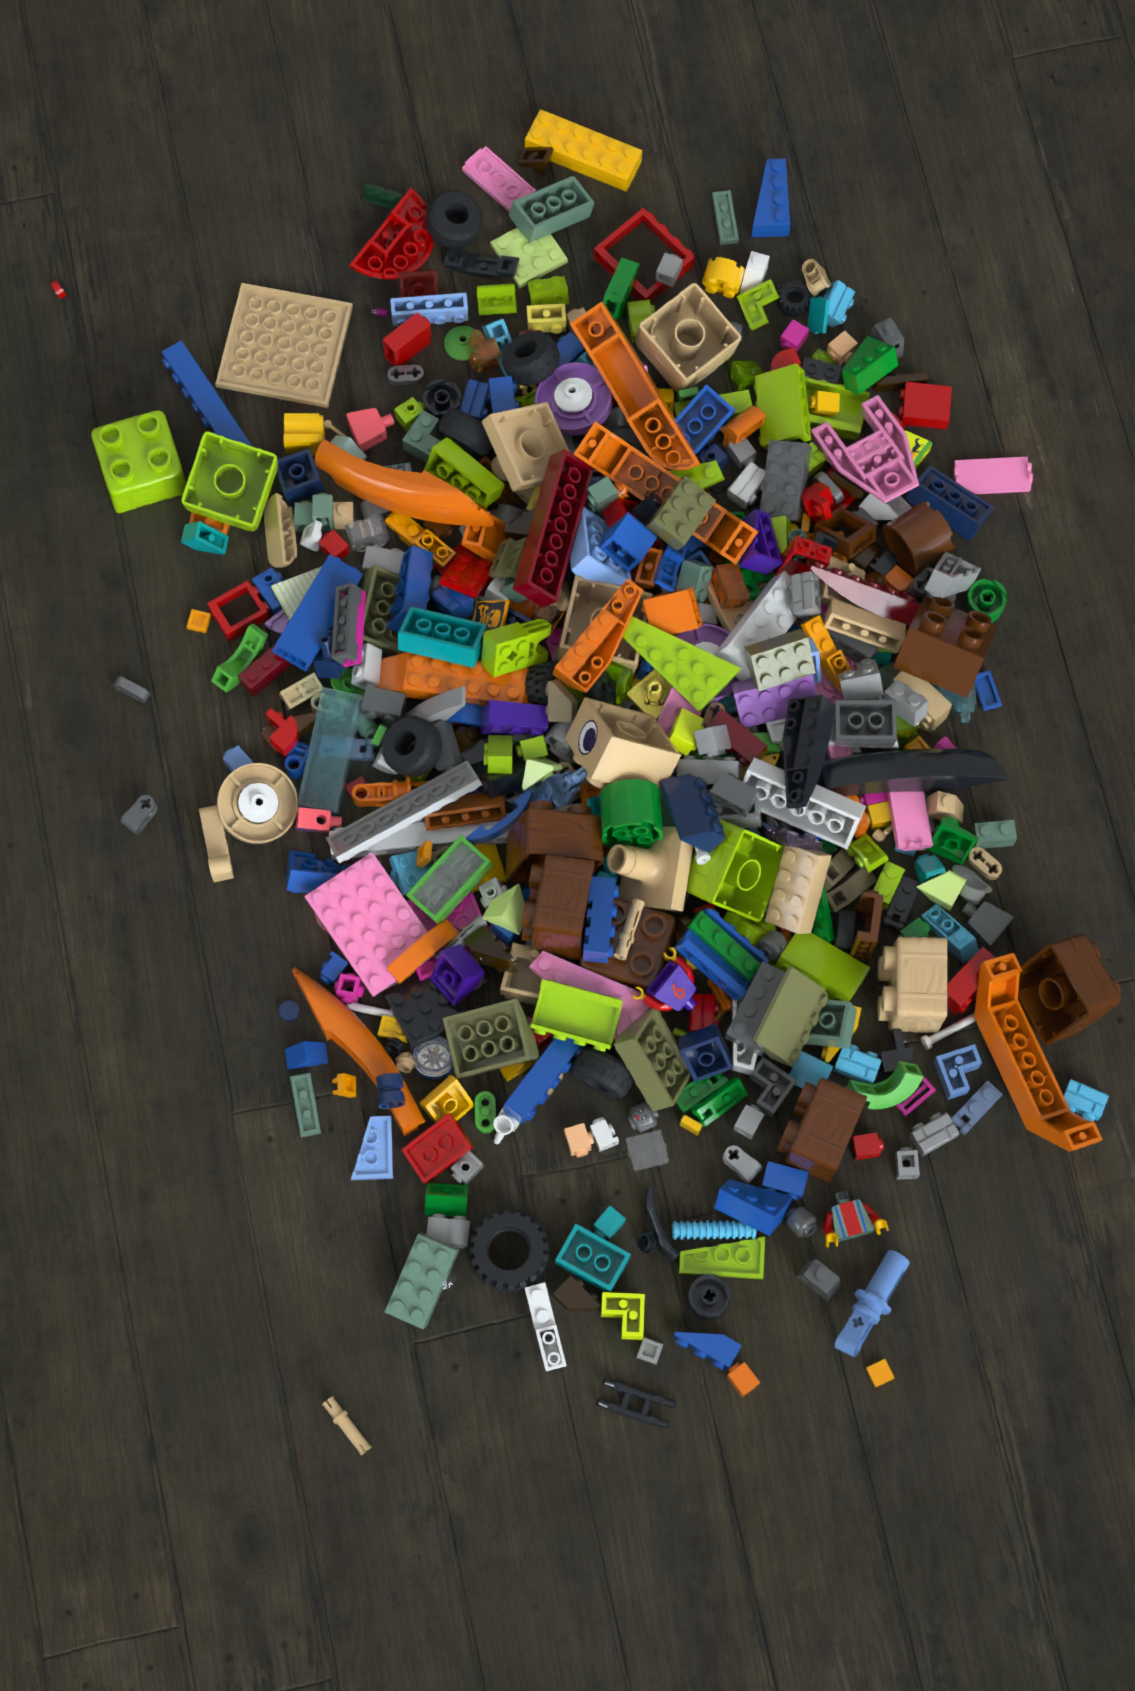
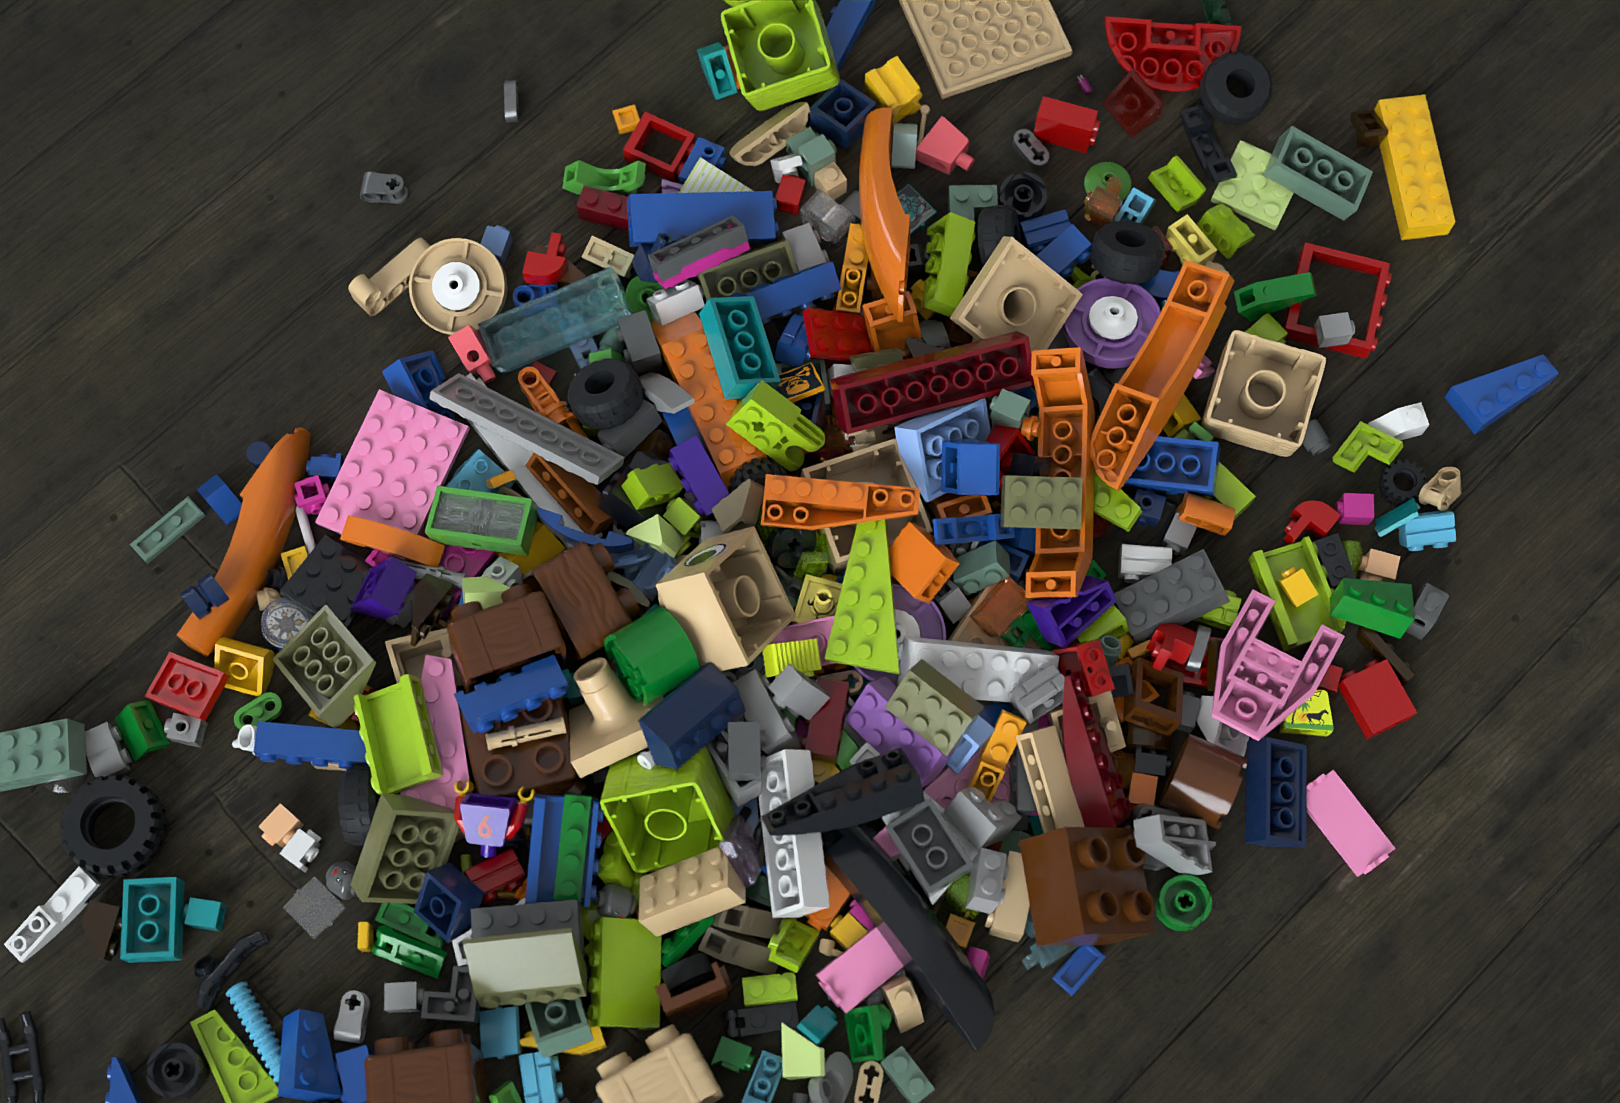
camera: 60 degrees right, 0 degrees up
(346, 1085) = (207, 556): light orange tile -> none
(376, 1151) = (152, 629): light blue wing -> none
(408, 413) = (988, 174): lime brick -> none
(435, 308) = (1119, 127): light blue brick -> none
(496, 177) = (1318, 100): bright pink brick -> none
(629, 1308) = (117, 992): neon yellow brick -> none
(649, 1351) = (89, 1042): light grey tile -> none
(723, 277) = (1370, 392): yellow brick -> none
(725, 217) = (1446, 356): sand green tile -> none
(744, 373) = (1277, 485): clear neon green slope -> none
(785, 403) = (1262, 544): lime panel -> none

